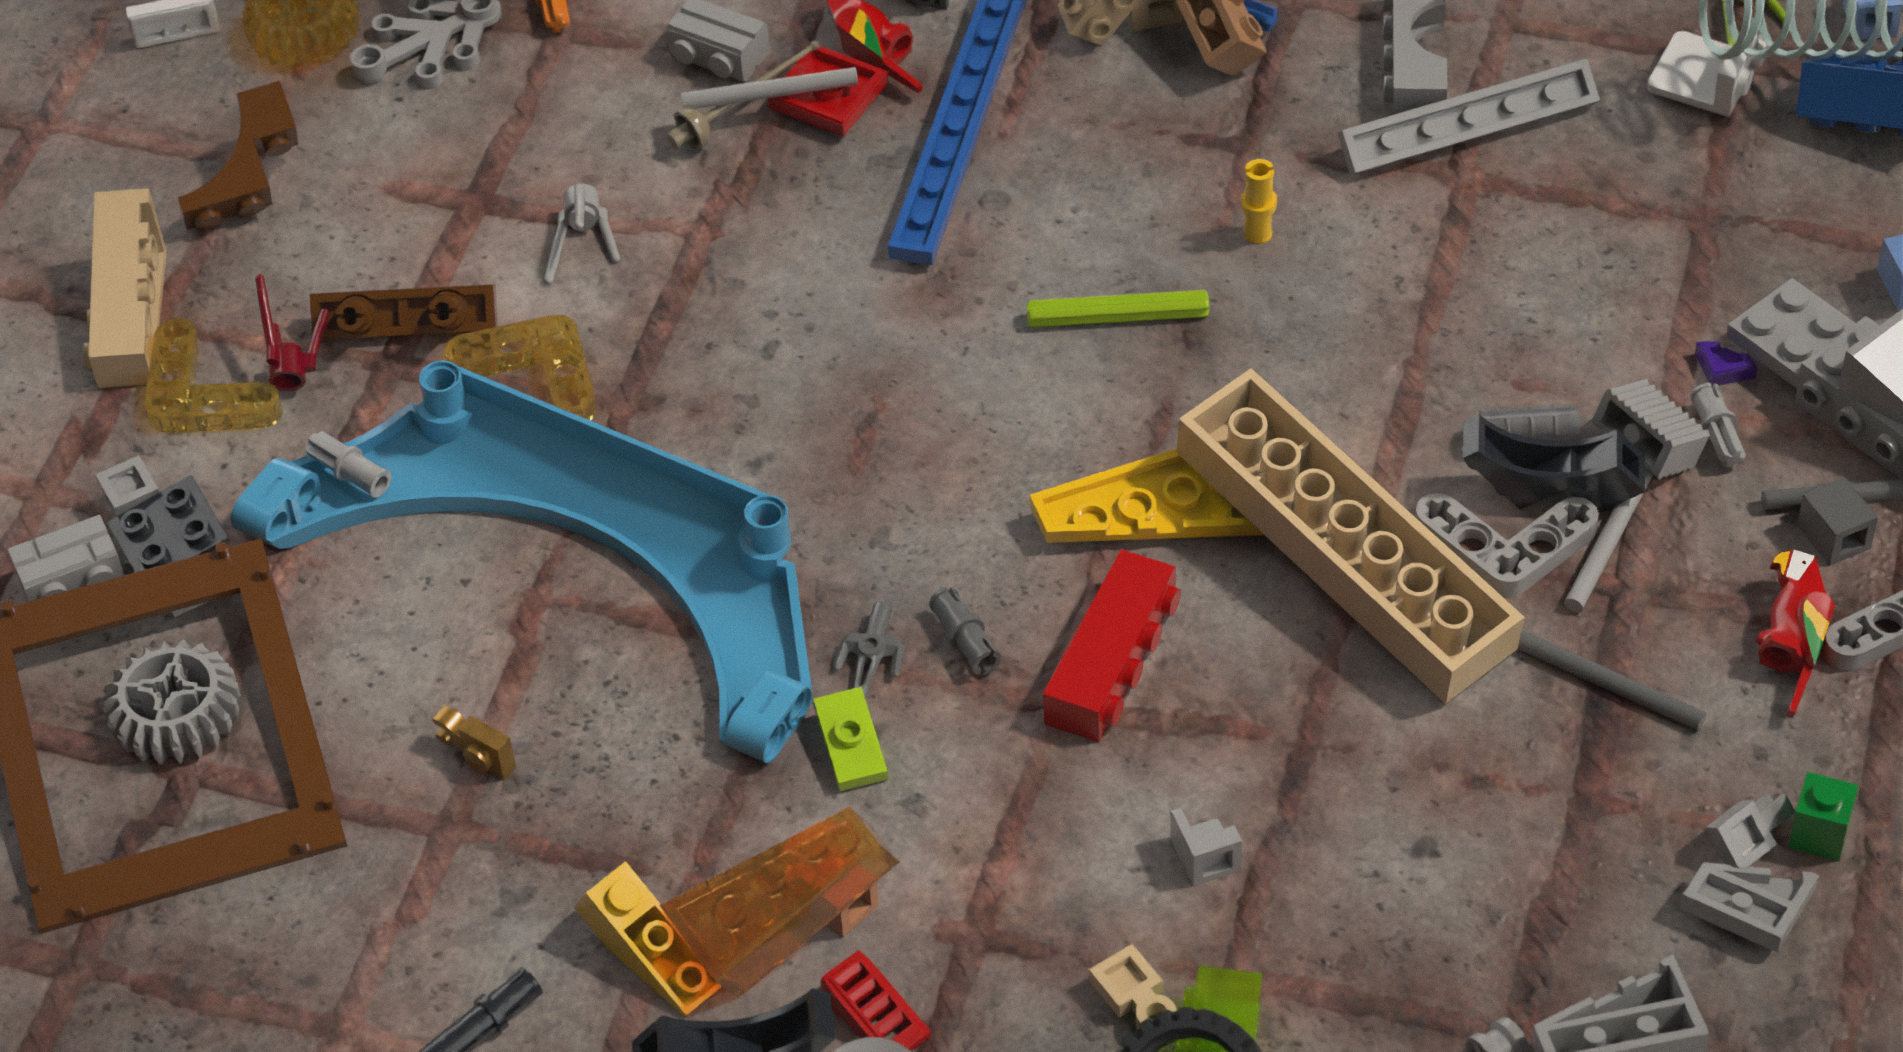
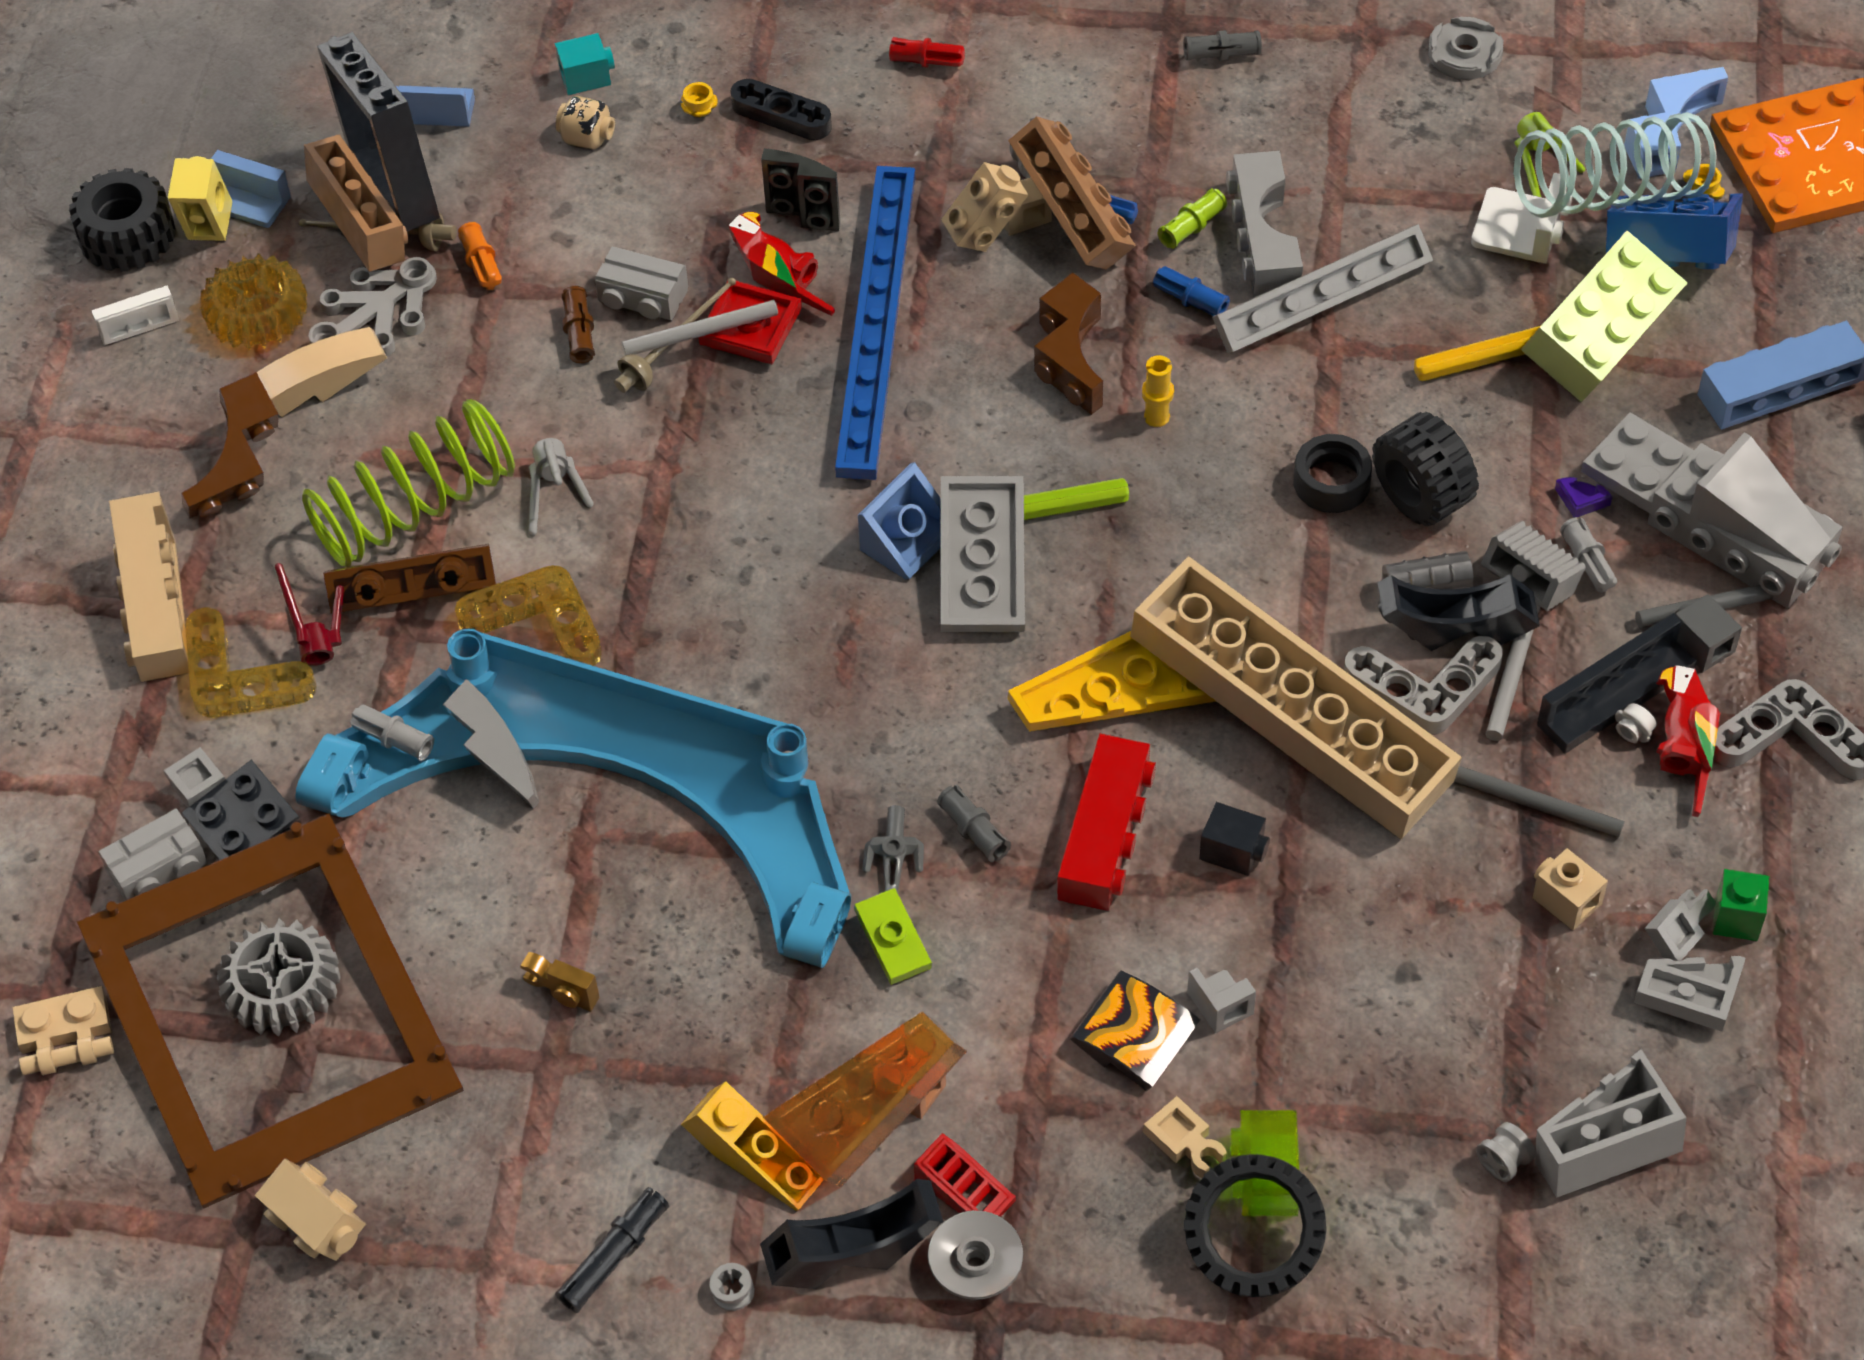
camera: 10 degrees left, 5 degrees up
(153, 949) = (308, 1208): none -> tan brick
(329, 260) = (342, 552): none -> lime piece
(353, 91) = (321, 368): none -> tan slope
(452, 483) = (492, 741): none -> light grey slope
(641, 74) = (578, 324): none -> reddish brown pin
(952, 310) = (902, 523): none -> medium blue slope
(1030, 351) = (982, 554): none -> light grey plate
(1101, 869) = (1135, 1029): none -> slope
(1176, 119) = (1067, 316): none -> reddish brown arch
(1252, 679) = (1233, 839): none -> black brick
(1319, 105) = (1190, 291): none -> blue axle
(1336, 31) = (1192, 218): none -> lime pin
(1447, 284) = (1330, 497): none -> black tyre
(1543, 310) = (1425, 468): none -> black tyre
(1627, 776) = (1569, 888): none -> tan brick
(1646, 201) = (1472, 355): none -> yellow axle
(1723, 568) = (1622, 677): none -> black fence
(1737, 609) = (1635, 723): none -> white plate
(1780, 174) = (1604, 316): none -> yellowish green brick

